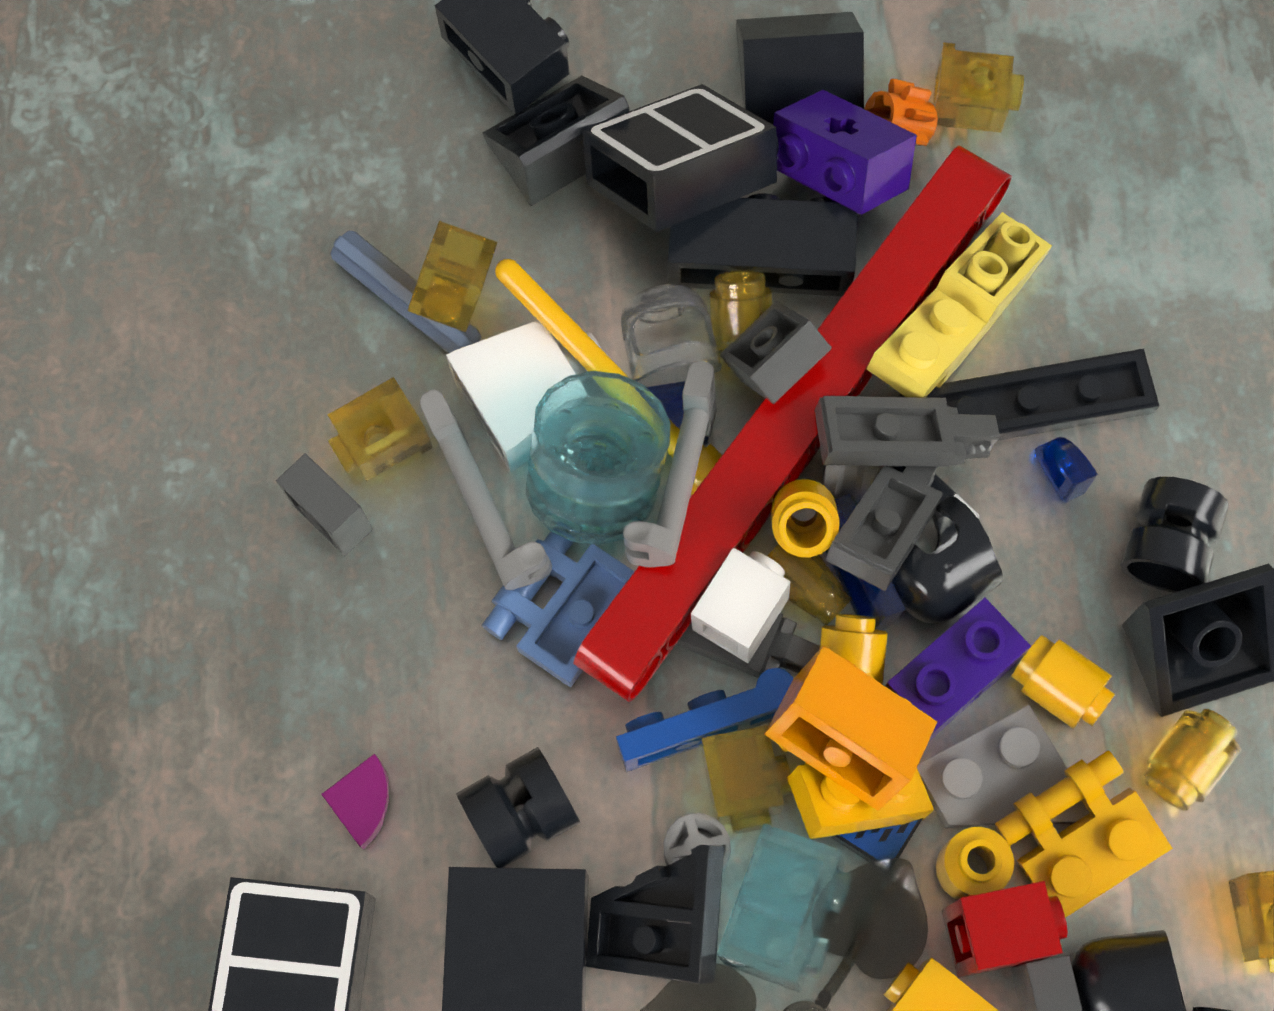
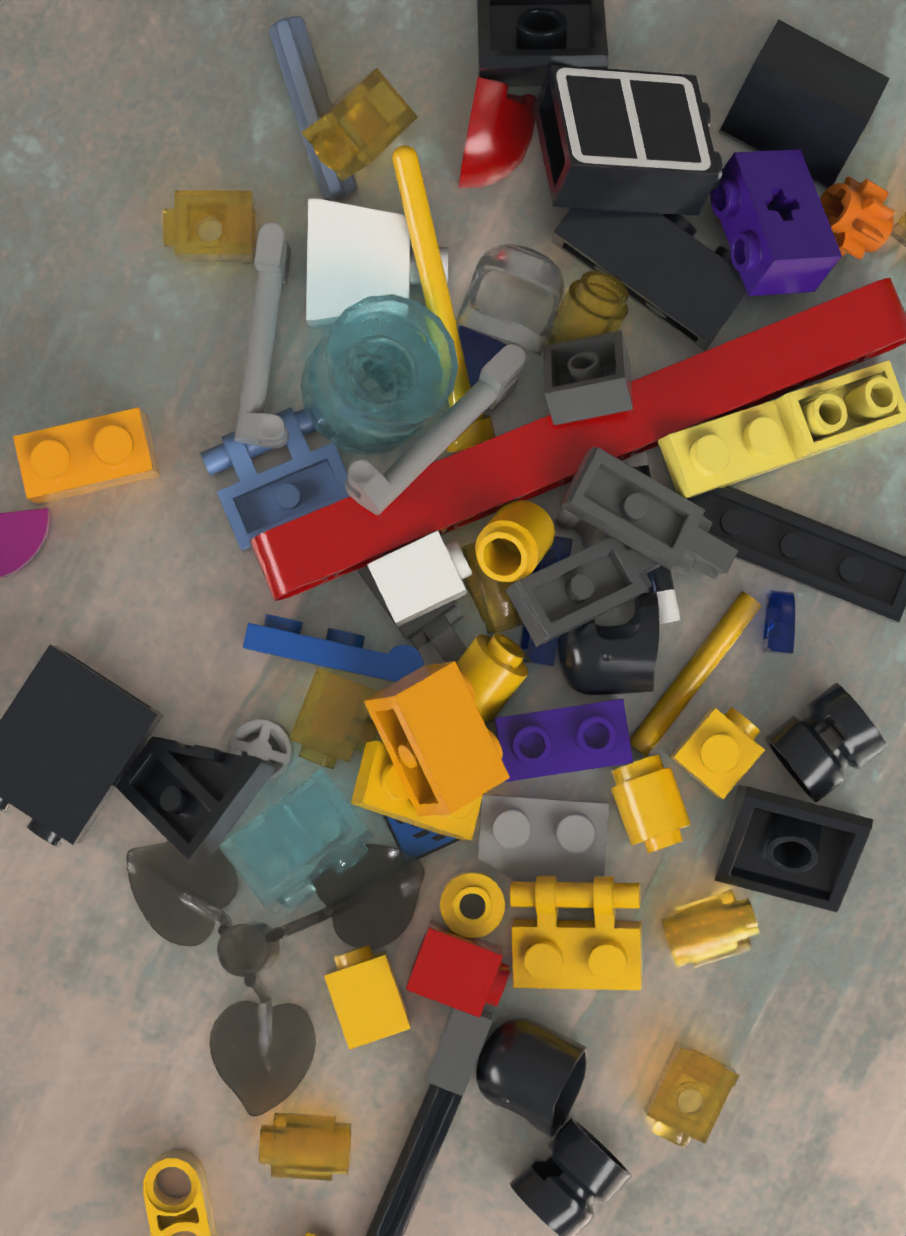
camera: 30 degrees right, 15 degrees up
(324, 504) = (128, 266): dark grey piece -> none
(383, 683) = (86, 456): none -> light orange brick
(493, 815) = (112, 628): black wheel -> none
(567, 226) = (496, 134): none -> red brick
(1022, 546) = (694, 673): none -> yellow bar
(1091, 599) = (719, 750): none -> yellow brick

